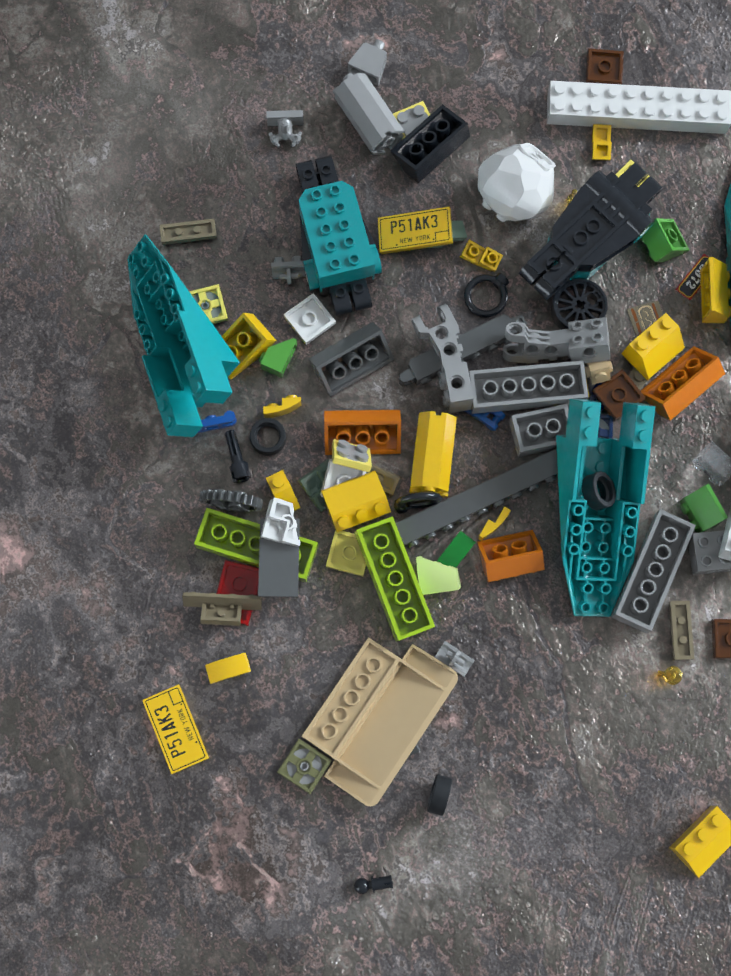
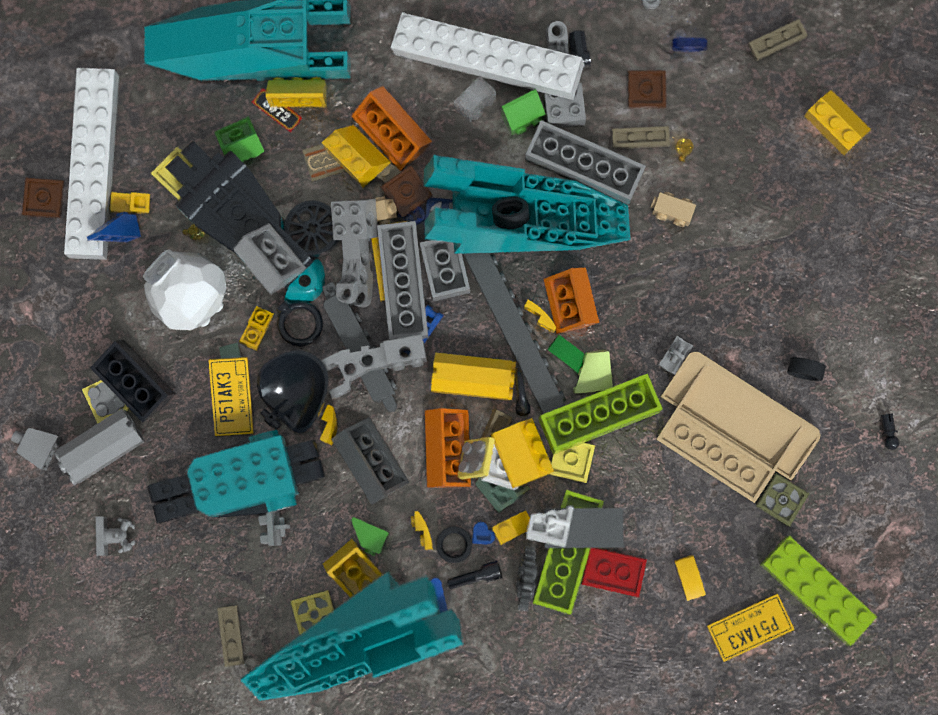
camera: 85 degrees left, 5 degrees up
(209, 800) = (818, 590): none -> lime brick
(221, 608) = (633, 585): dark tan bracket -> none
(277, 463) = (482, 535): none -> blue tile
(309, 319) = (327, 504): white plate -> none
(385, 322) = (331, 427): none -> yellow slope
(422, 284) = (293, 389): none -> black piece
(531, 311) = (298, 293): none -> teal piece
(547, 252) = (269, 258): none -> light grey slope
(576, 132) = (119, 229): none -> blue slope
(604, 667) = (673, 209): none -> tan brick

